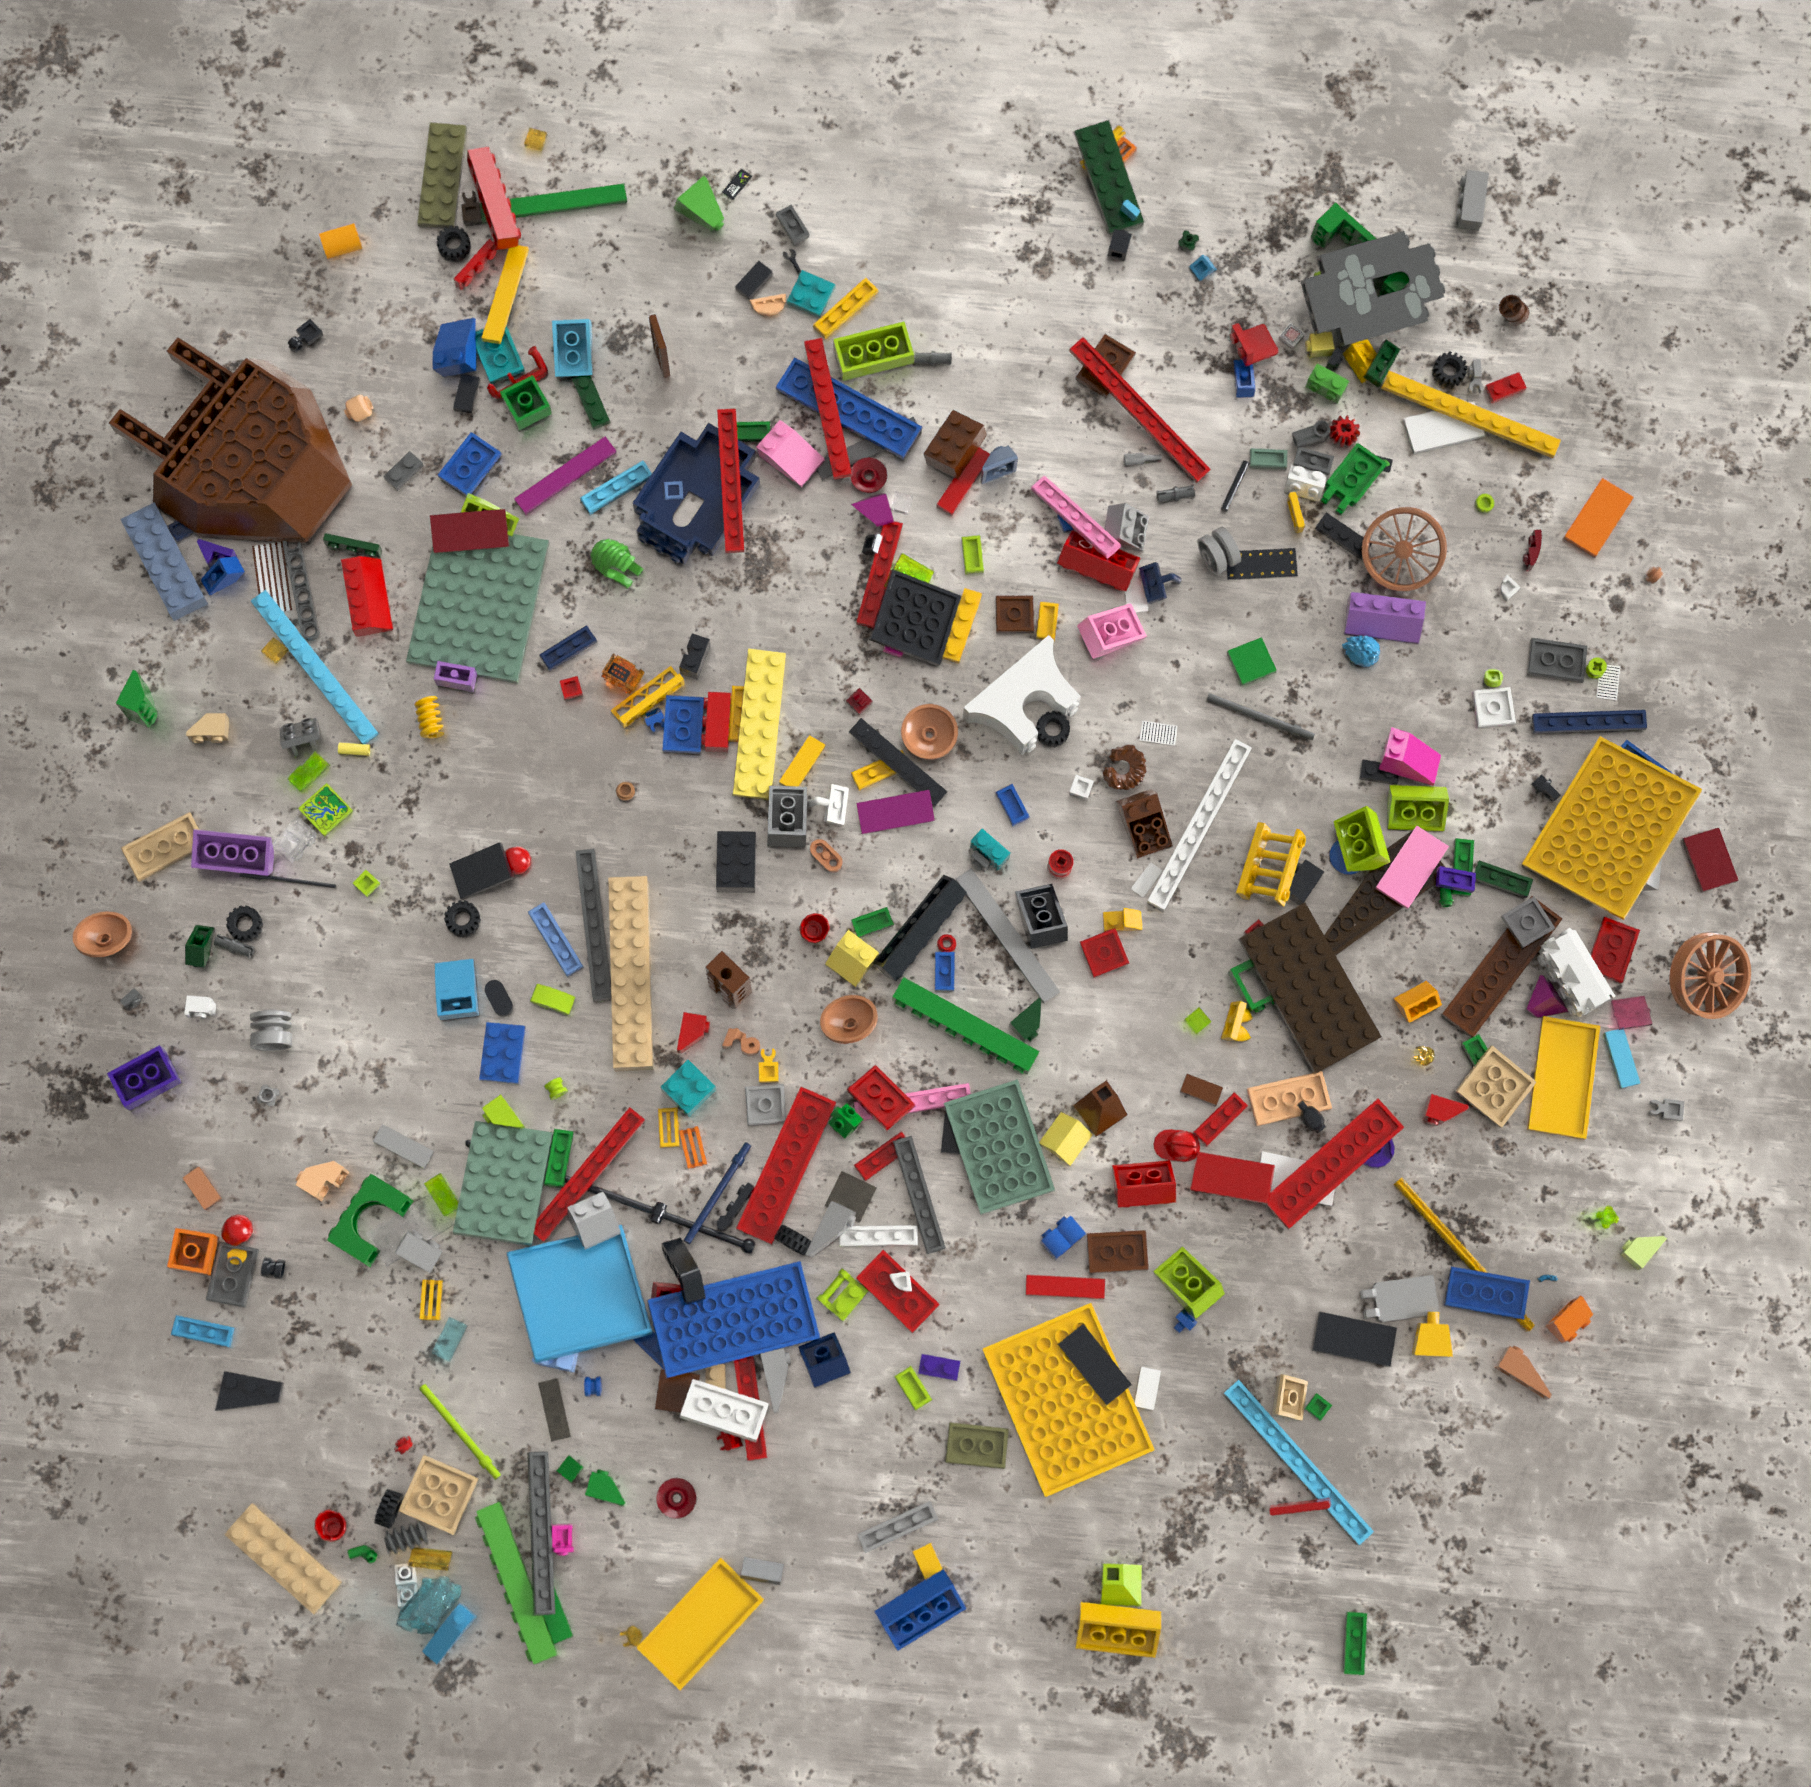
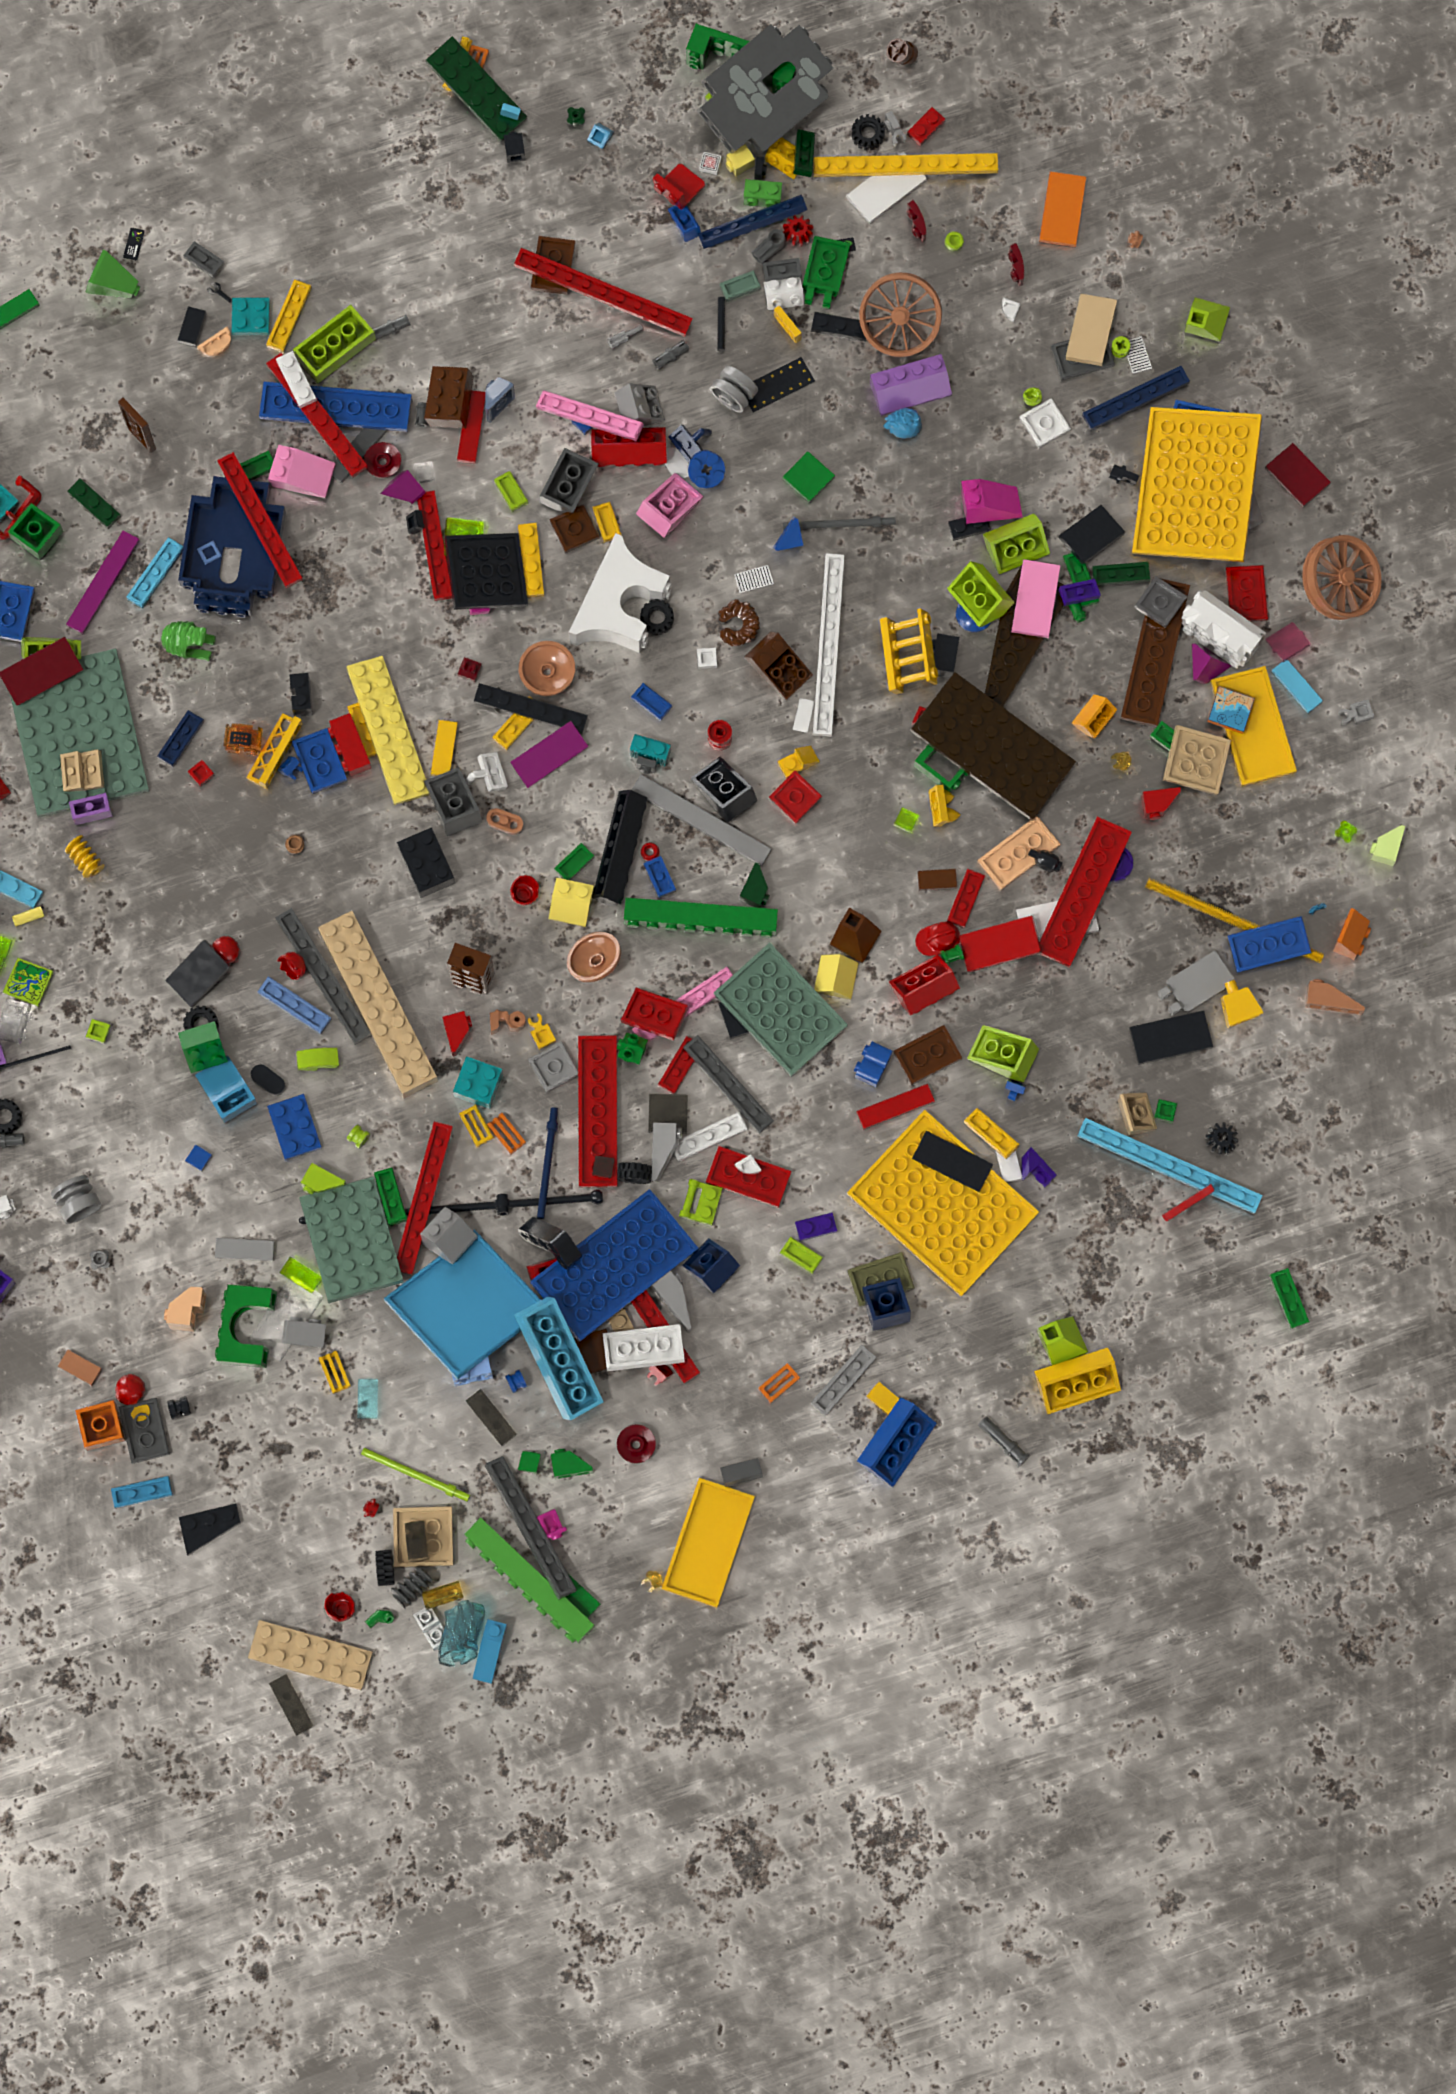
camera: 20 degrees left, 0 degrees up
(243, 1598) = (291, 1705): none -> clear smoke tile
(401, 1042) = (198, 1158): none -> blue tile
(429, 1497) = (416, 1541): none -> clear smoke slope
(451, 941) = (202, 1047): none -> green brick
(464, 638) = (82, 771): none -> tan slope
(570, 901) = (293, 965): none -> red hair
(572, 347) = (54, 462): medium azure slope -> none
(639, 1385) = (558, 1358): none -> medium azure brick
(734, 1207) = (569, 1168): black hinge -> none
(766, 1220) = (603, 1167): none -> clear smoke tile
(823, 367) = (296, 379): none -> white plate
(852, 1496) = (775, 1376): none -> orange tile
(924, 444) = (420, 421): none -> dark grey pin
(970, 1473) = (886, 1304): none -> dark blue slope
(1025, 1665) = (1010, 1447): none -> dark grey pin
(1027, 568) = (567, 481): none -> dark grey slope
(1143, 1354) = (991, 1133): none -> yellow tile
(1152, 620) = (712, 460): none -> blue plate
(1170, 1402) = (1035, 1165): none -> dark purple slope
(1183, 1167) = (952, 955): none -> green bush
(1209, 709) = (790, 537): none -> blue slope
(1309, 405) = (752, 221): none -> dark blue plate
(1359, 1450) = (1226, 1144): none -> black gear
(1458, 473) = (918, 224): none -> dark red slope
(1491, 830) = (1091, 534): none -> black tile
(1549, 1053) = (1230, 710): none -> tile
(1575, 640) = (1091, 329): none -> tan tile
(1688, 677) = (1207, 319): none -> lime slope

